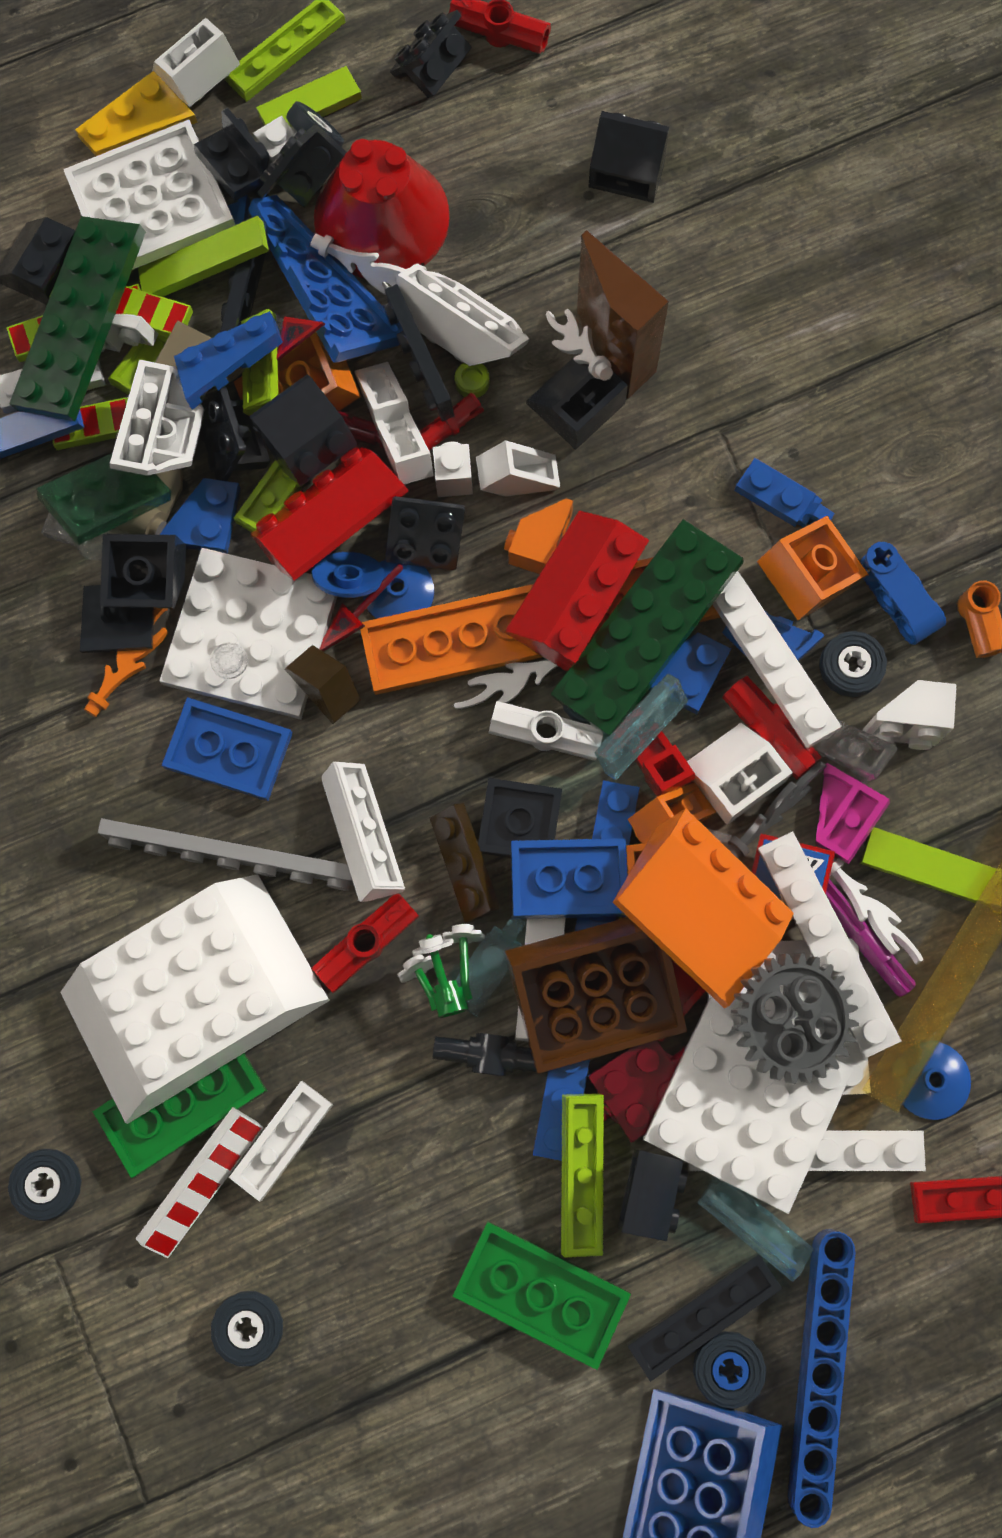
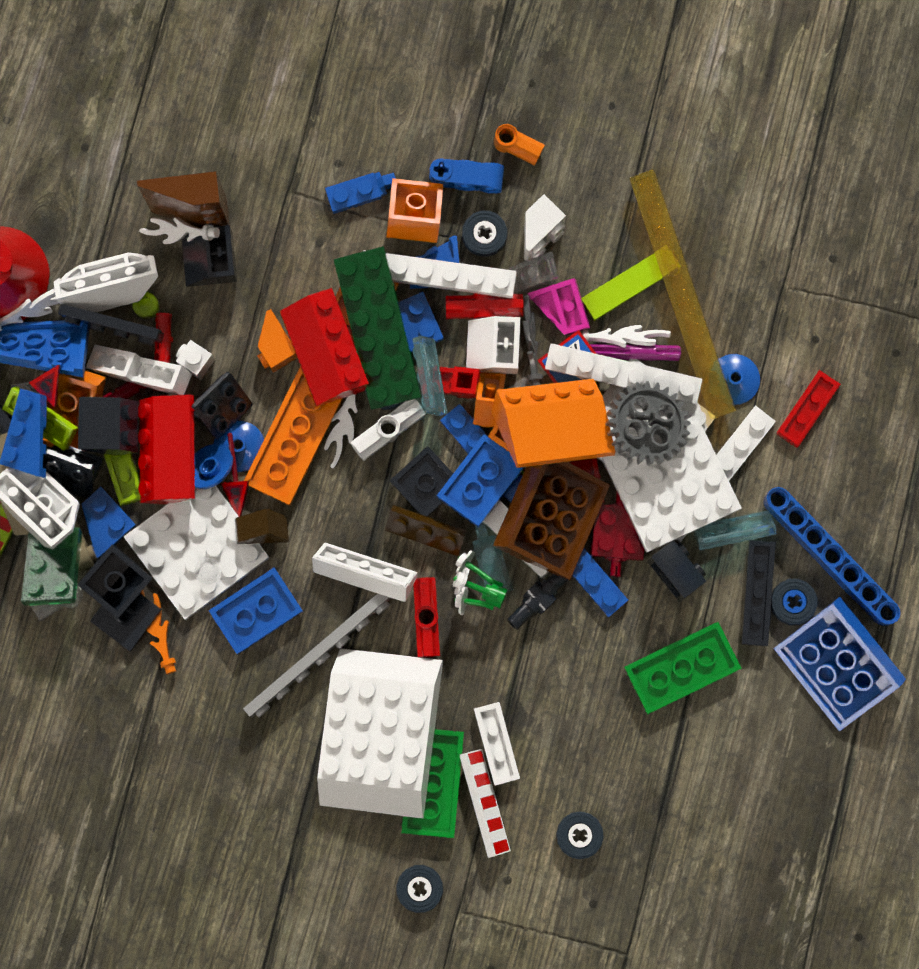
camera: 55 degrees left, 5 degrees up
(516, 470) = (224, 324): white slope -> none
(582, 1175) = (639, 598): lime tile -> none
(628, 156) = (87, 108): black slope -> none

